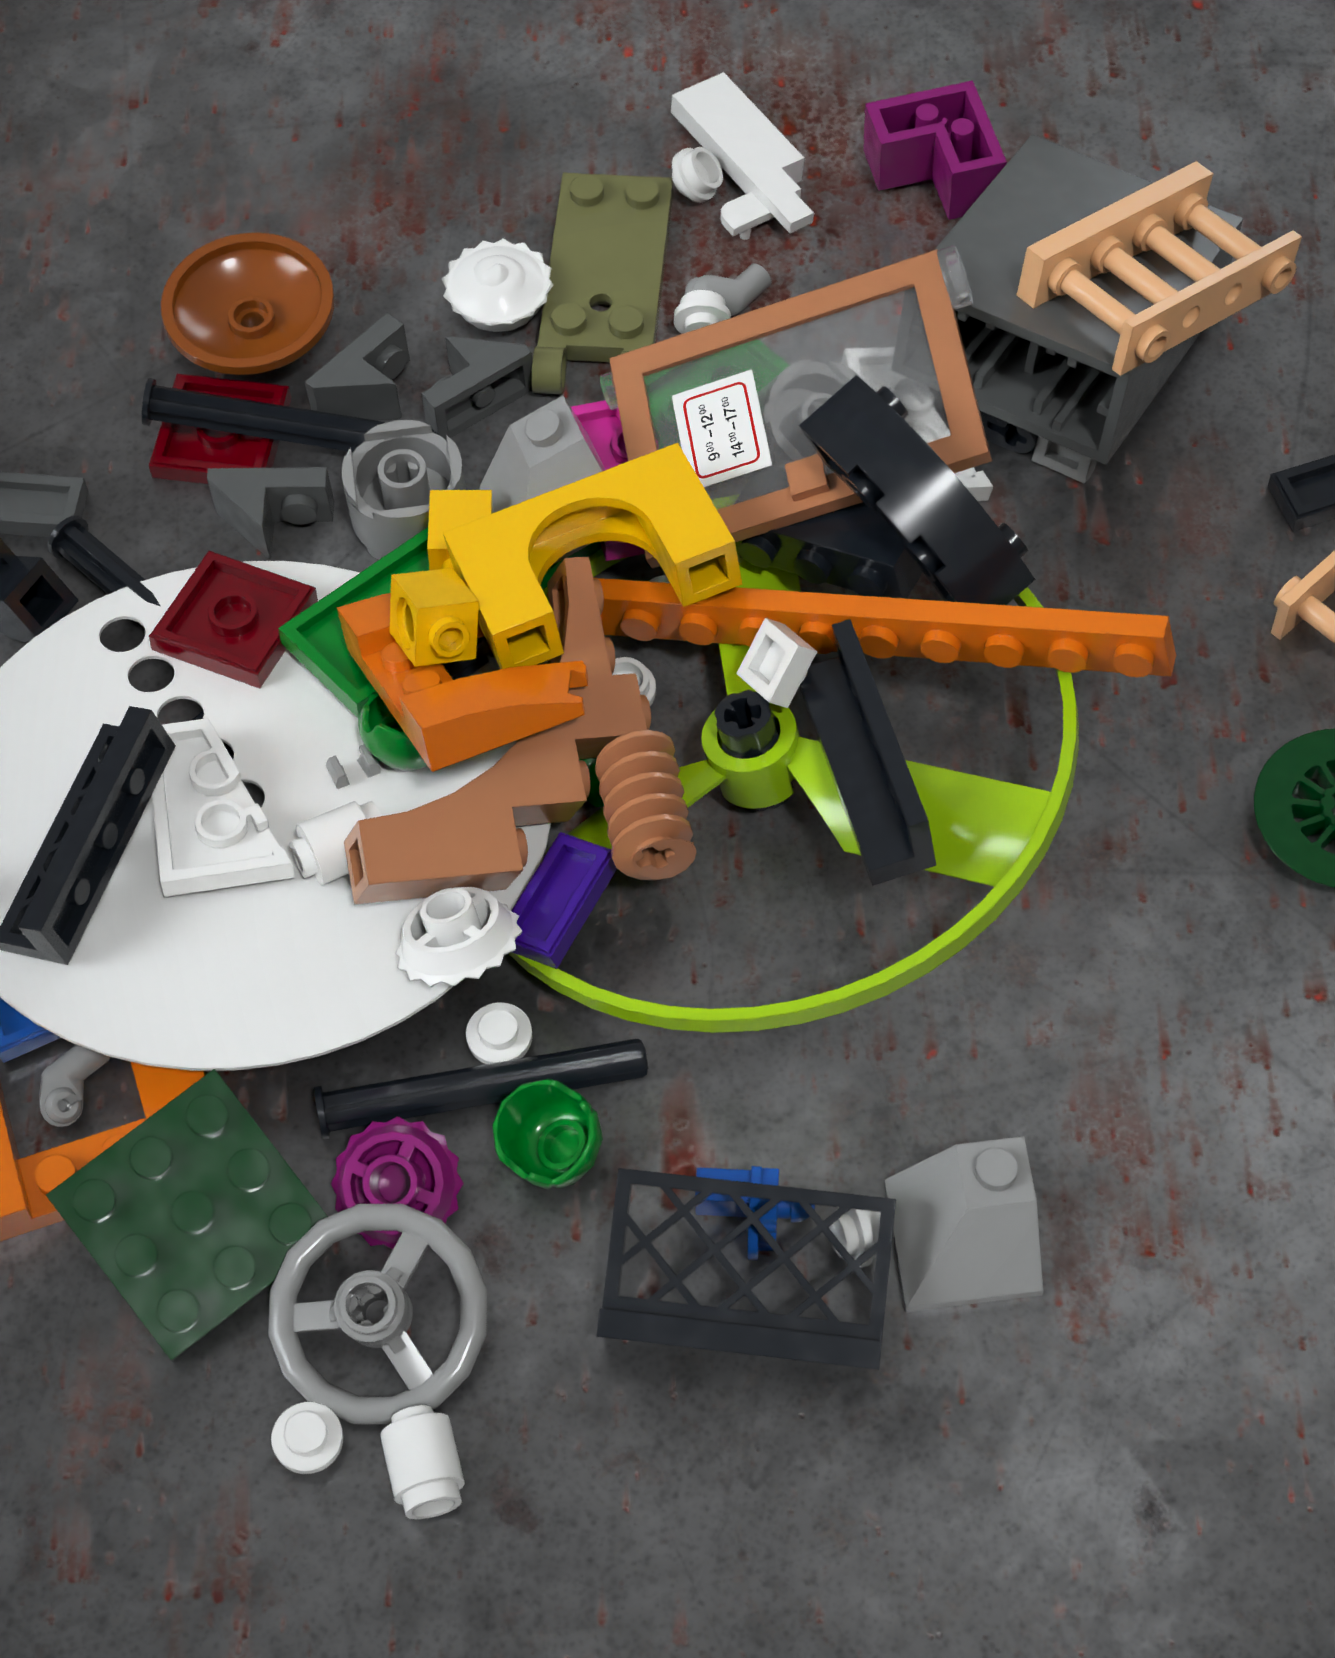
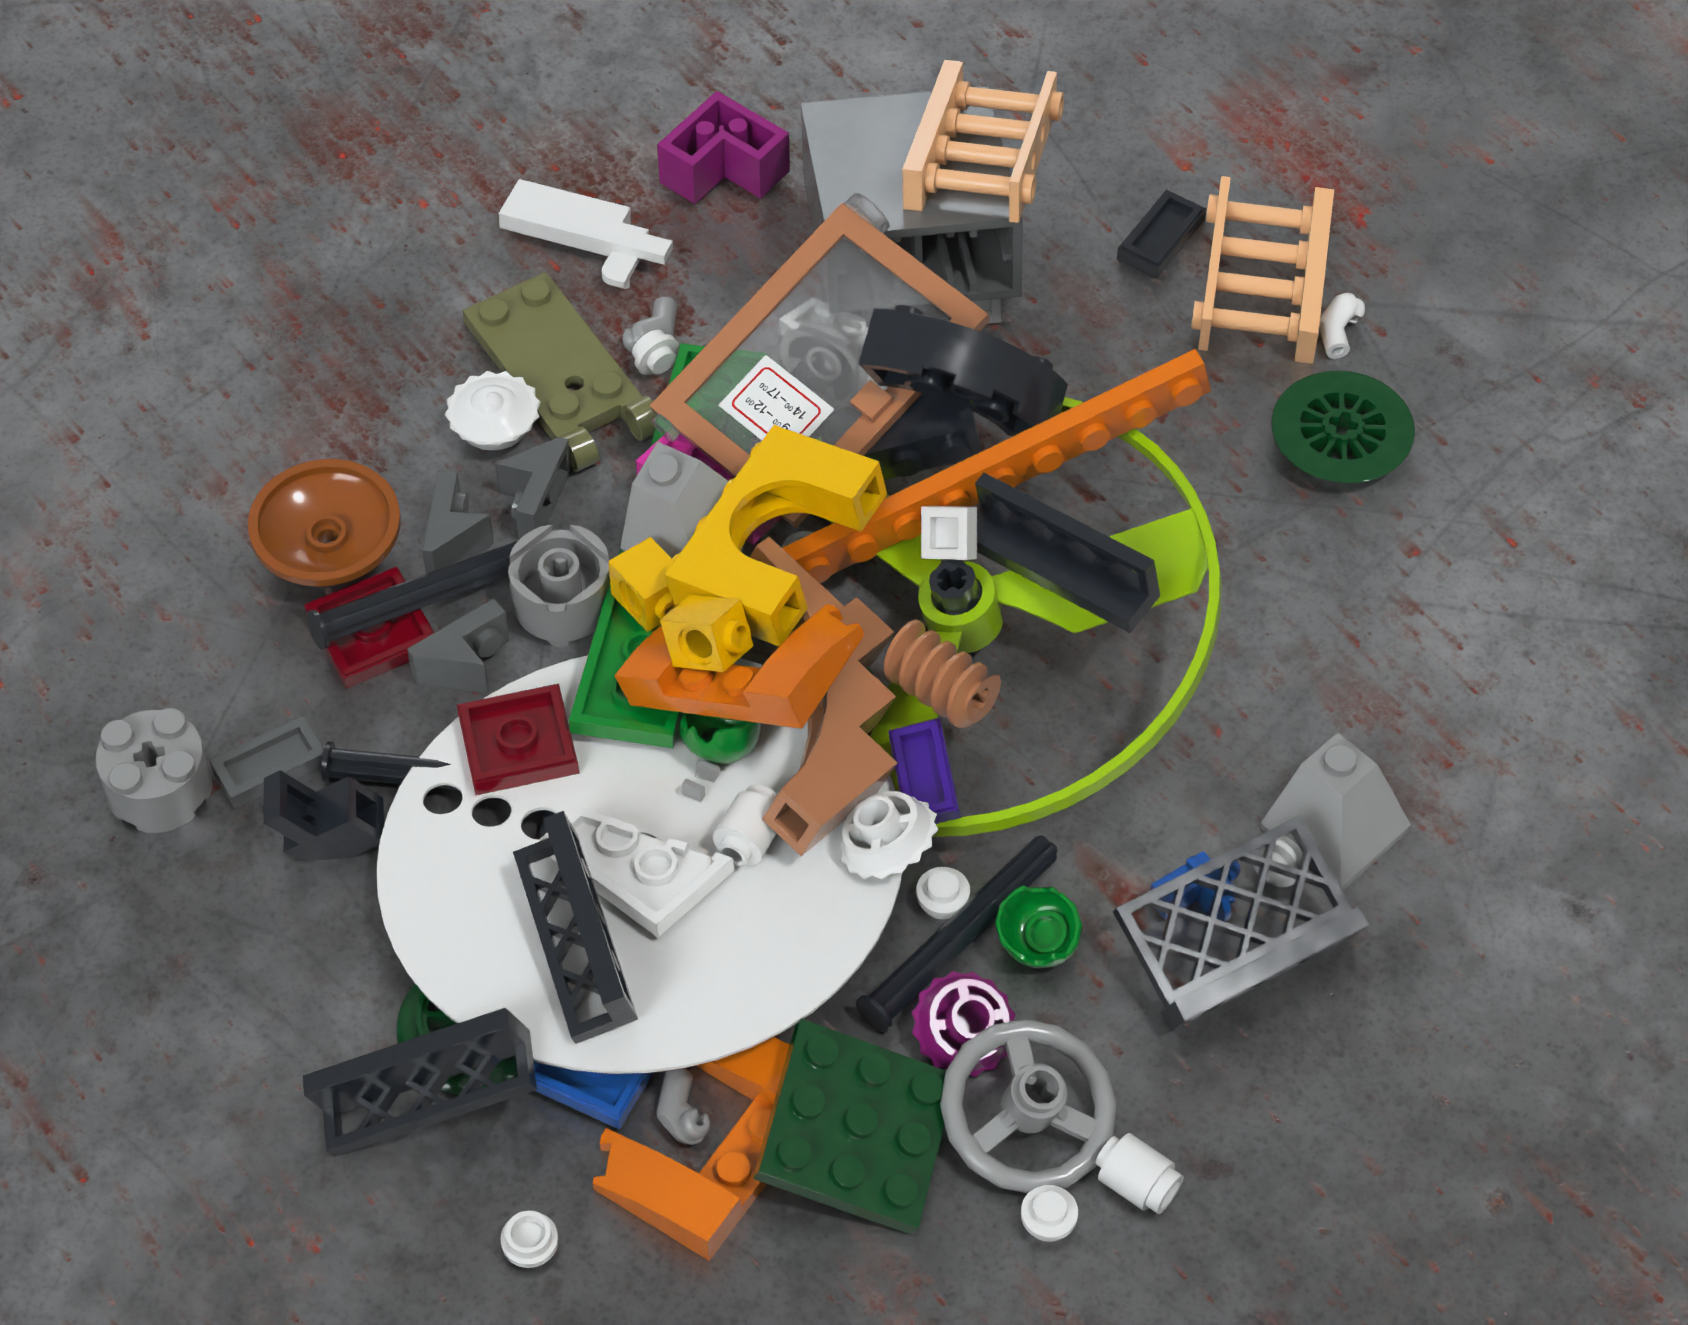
camera: 40 degrees left, 5 degrees down
(696, 173) = (561, 259): white plate -> none

